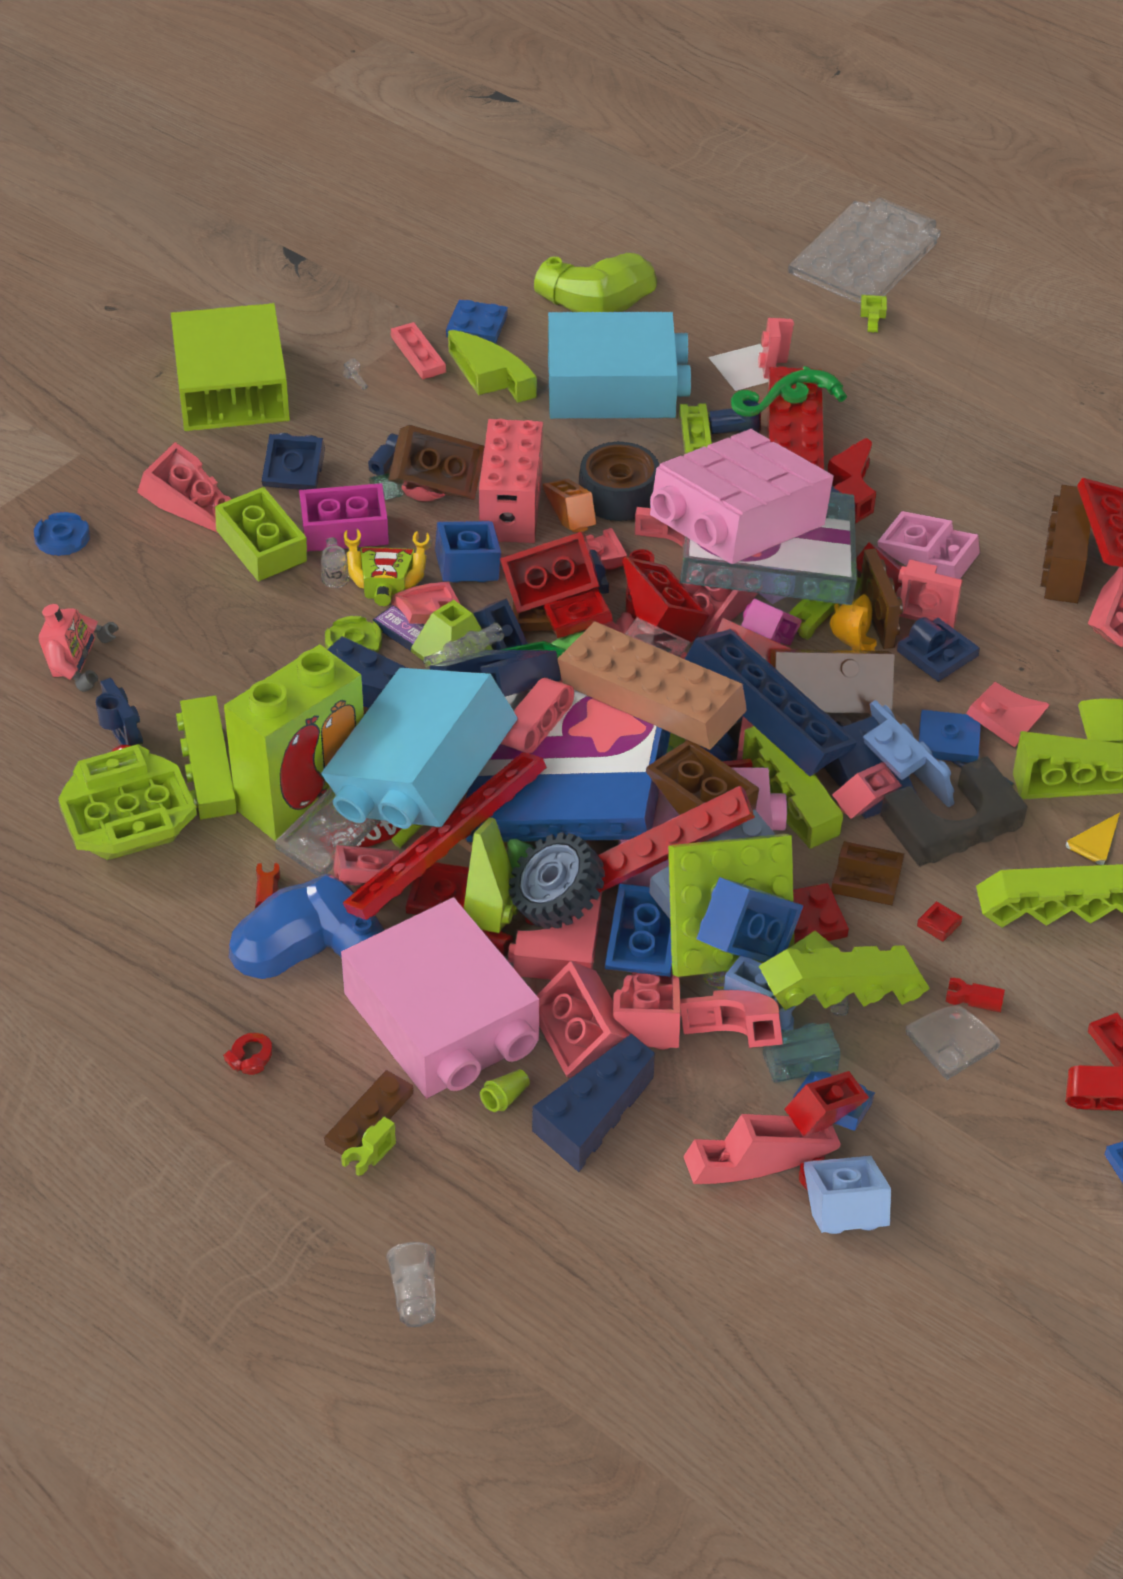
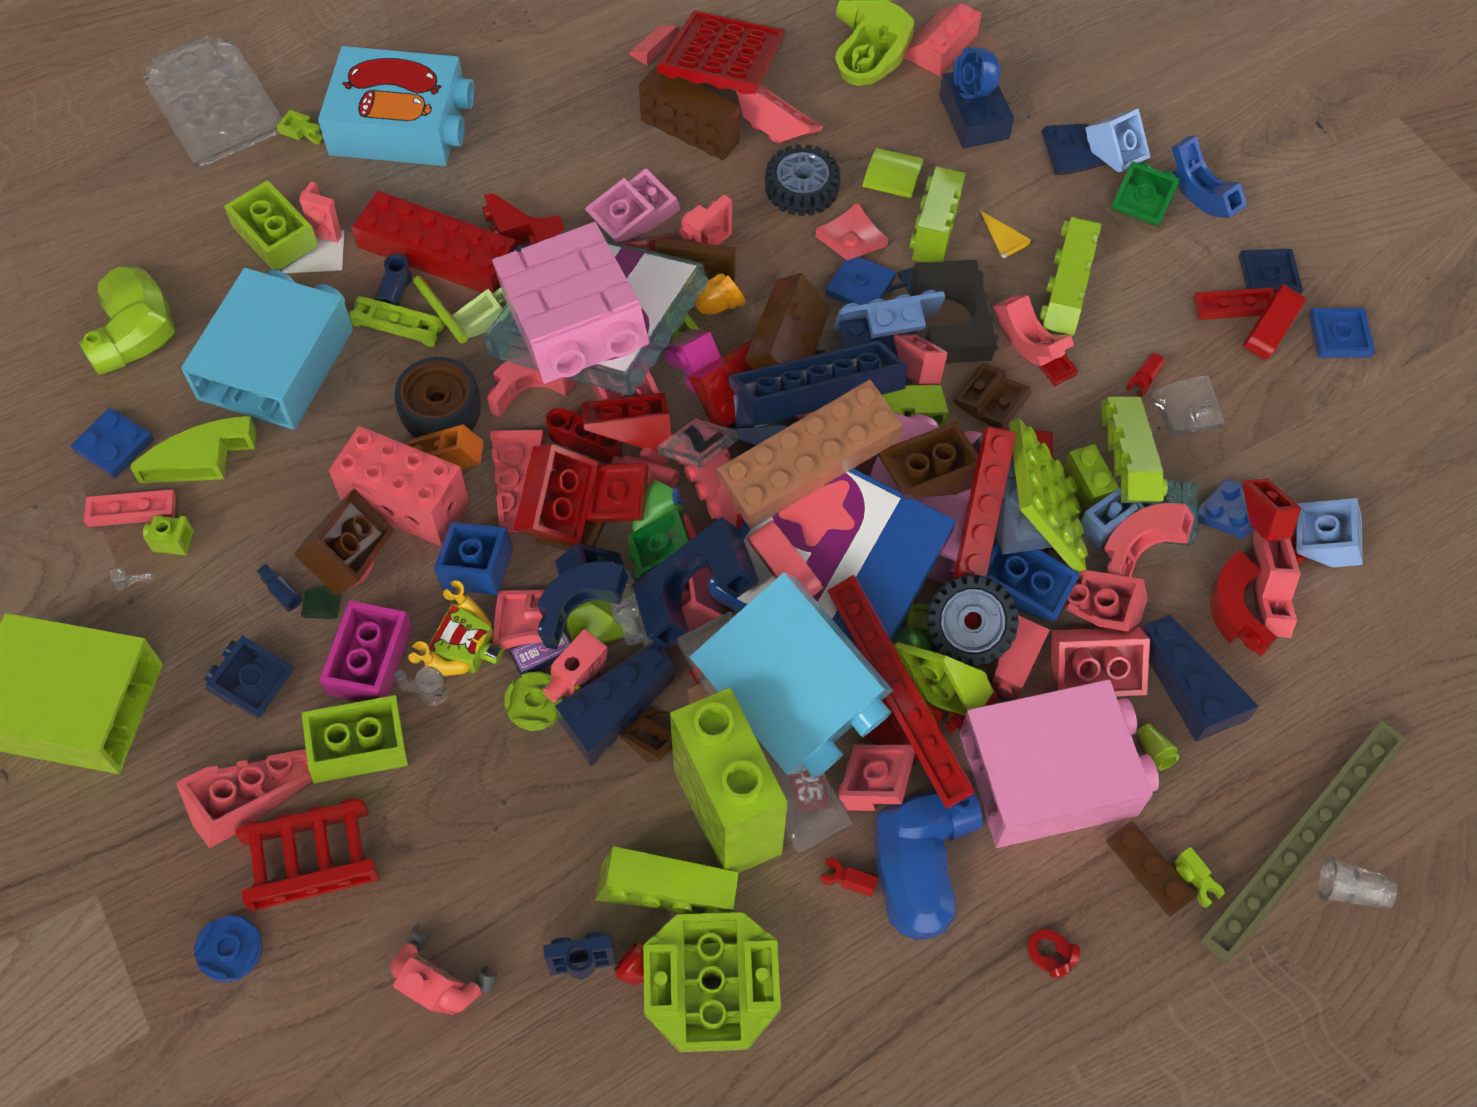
camera: 70 degrees left, 15 degrees up
(138, 563) = (327, 877): none -> red fence
(387, 636) = (577, 666): none -> coral torso
(403, 371) = (168, 535): none -> lime brick
(442, 600) = (573, 588): none -> dark blue arch
(457, 1237) = (1302, 842): none -> olive plate
(705, 1118) = (1229, 607): none -> red arch
(739, 325) = (271, 226): none -> lime brick
(748, 921) = (1080, 492): blue slope -> none
(783, 387) = (399, 226): green plant -> none
(931, 351) = (395, 106): none -> medium azure brick
(937, 648) = (760, 250): dark blue plate -> none
(958, 884) = (1027, 333): none -> coral arch
(1052, 656) = (802, 179): none -> wheel

